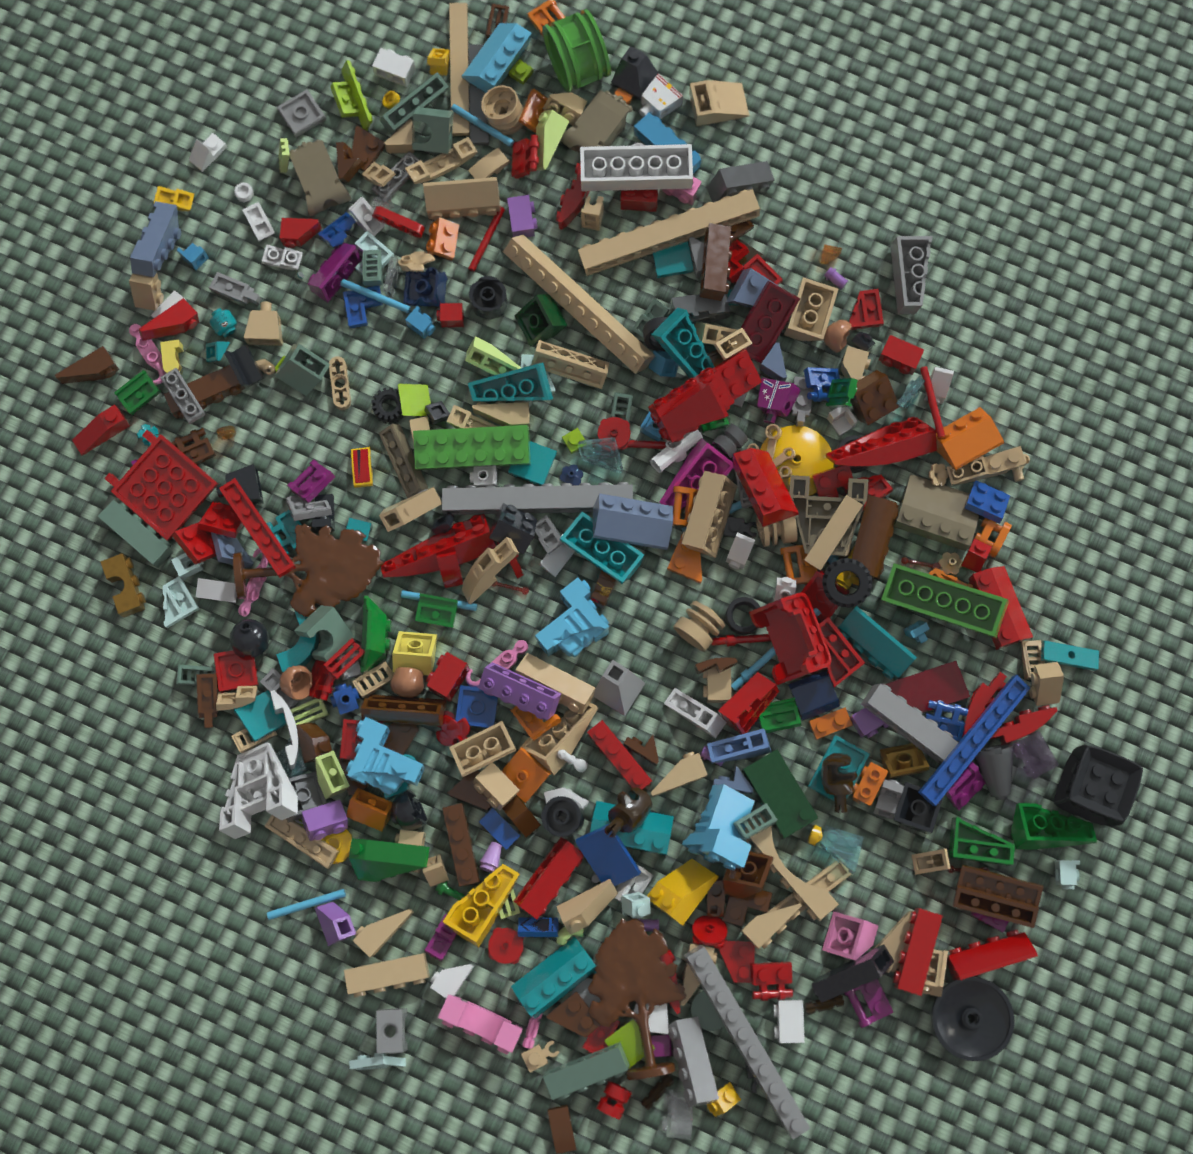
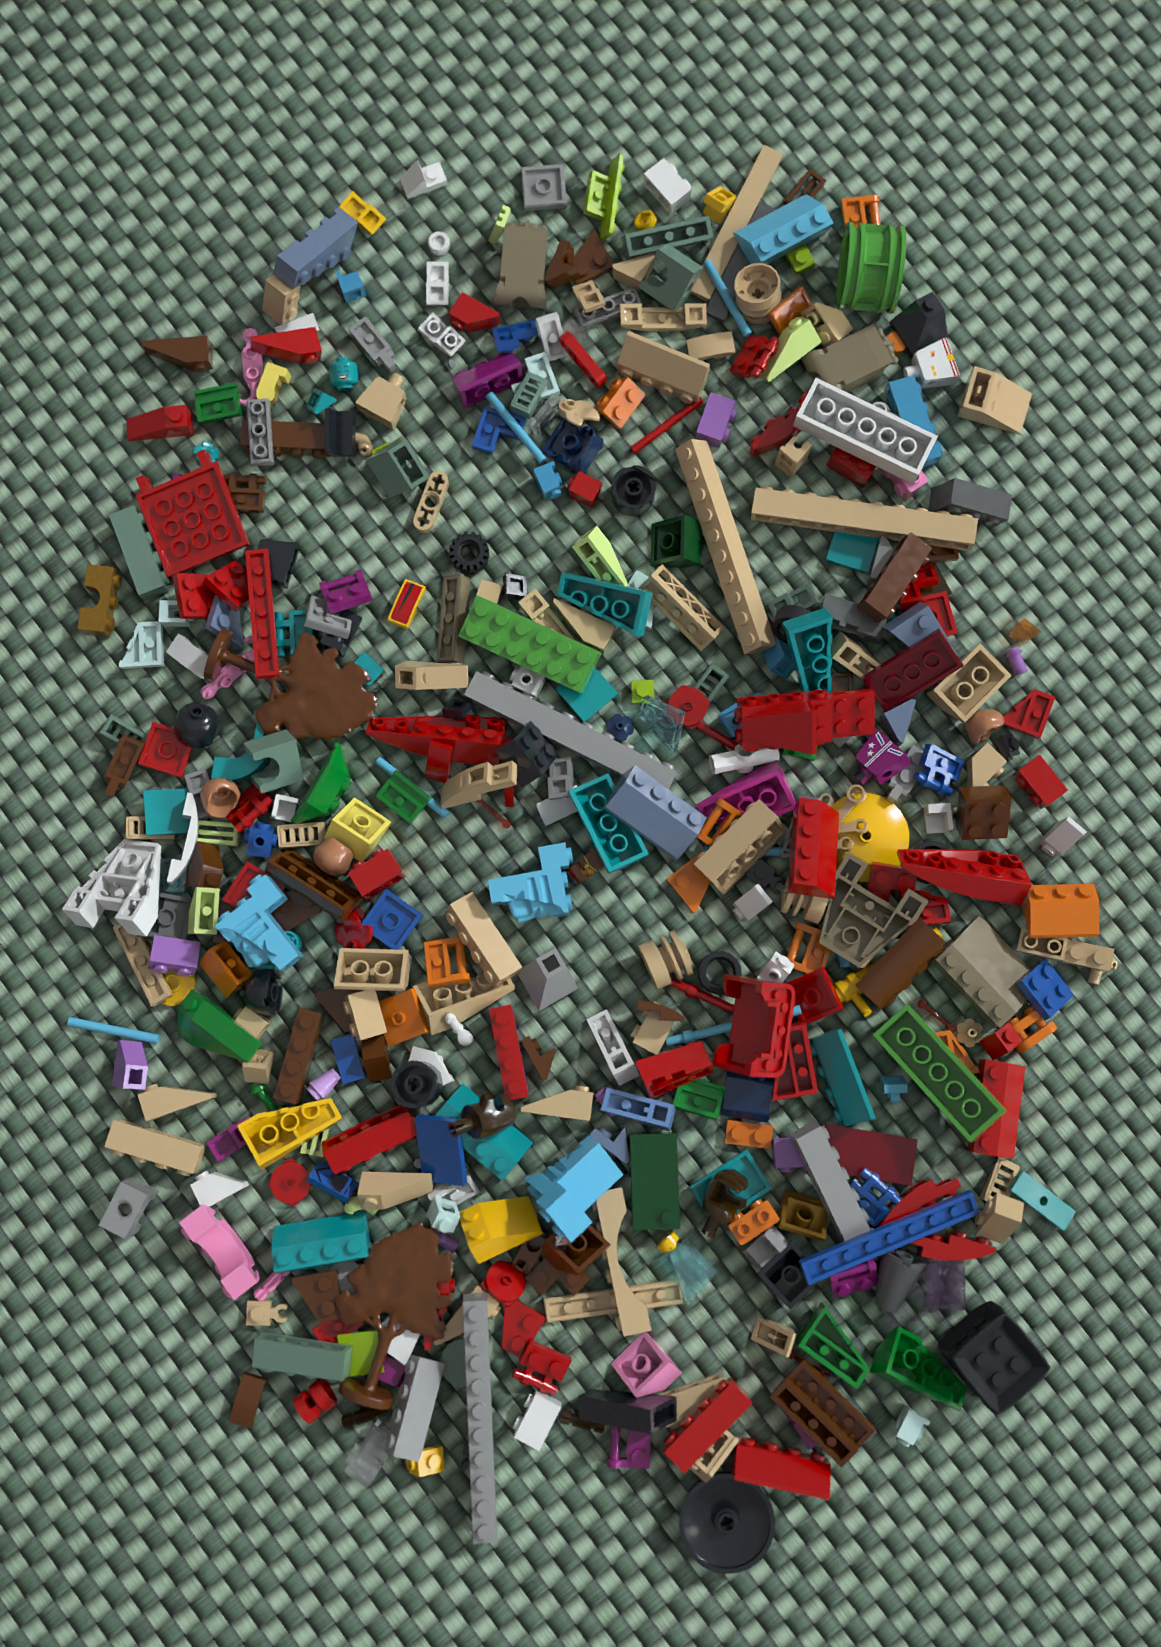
camera: 25 degrees right, 5 degrees up
(226, 432) = (286, 494): clear orange tile -> none
(242, 697) = (145, 780): tan slope -> none
(356, 646) = (272, 801): red tile -> none
(379, 1061) = (86, 1225): light aqua wing -> none
(413, 399) = (498, 559): lime sticker -> none
(506, 659) = (437, 889): bright pink piece -> none
(519, 691) = (441, 929): medium lavender brick -> none
(730, 441) = (809, 778): dark grey wheel -> none
(732, 344) = (864, 677): tan slope -> none
(764, 926) = (565, 1309): tan slope -> none
(768, 815) = (629, 1198): sand green slope -> none
(833, 532) = (860, 937): tan tile -> none
(841, 392) = (952, 791): green plate -> none
(859, 570) = (841, 1019): black tyre -> none
(910, 269) = (1100, 696): light grey wedge -> none
(912, 391) = (1027, 829): clear light blue wing -> none
(932, 402) = (1044, 853): red bar -> none
(938, 474) = (1008, 932): tan plant -> none

